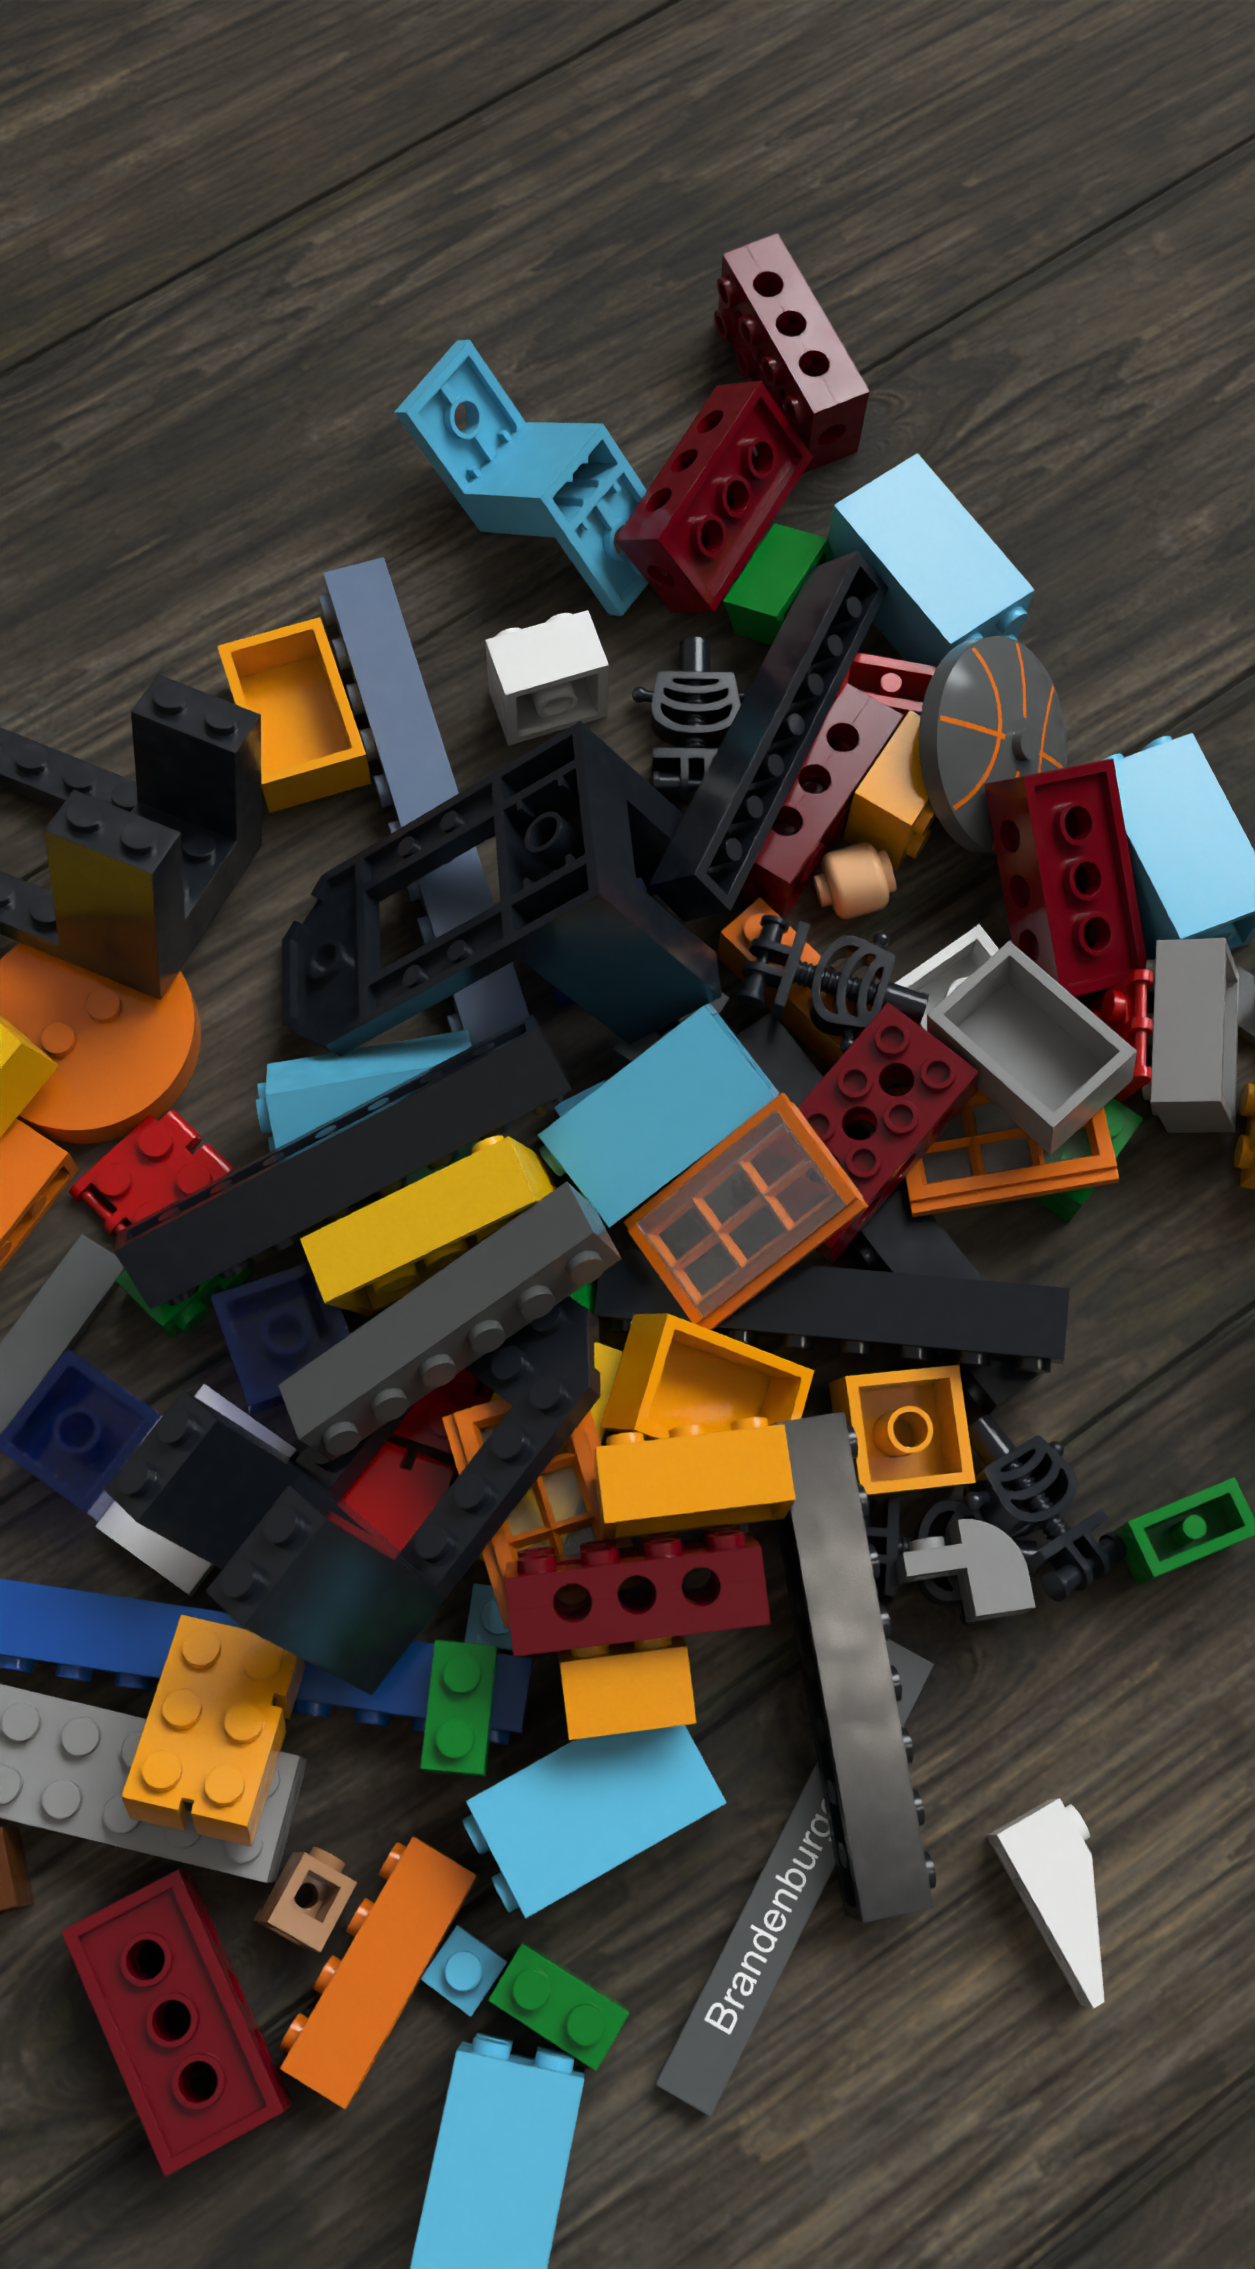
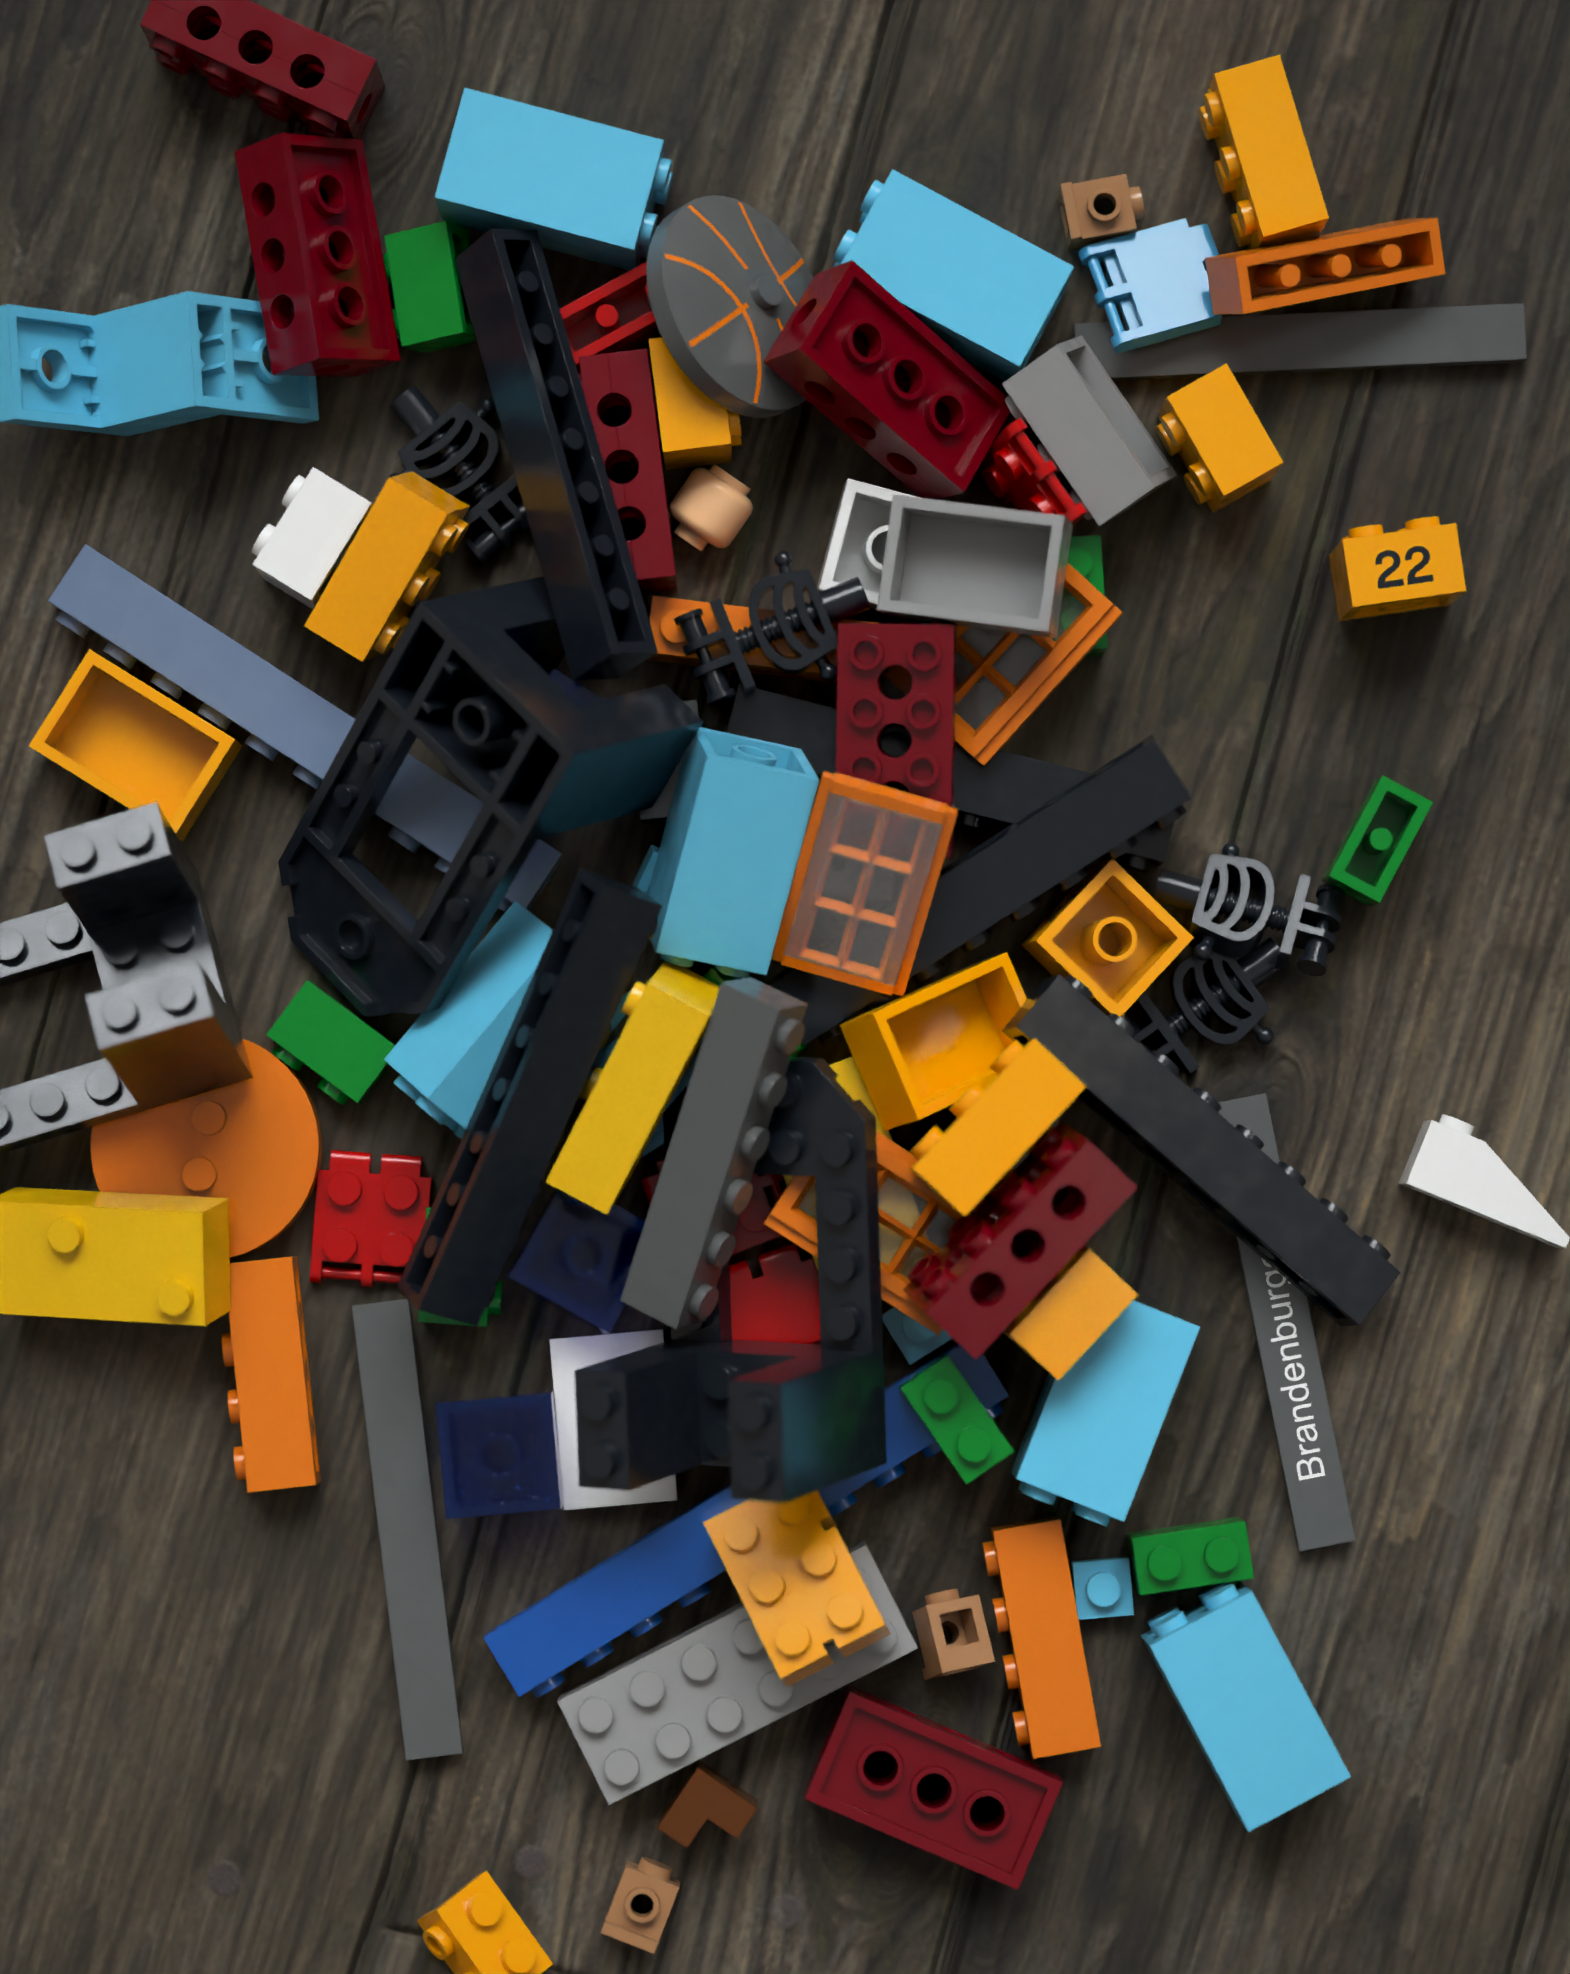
camera: 40 degrees left, 15 degrees up
(242, 1028) = (332, 1043): none -> green brick
(608, 696) = (389, 566): none -> light orange piece
(987, 1564) = (1251, 993): light grey brick -> none

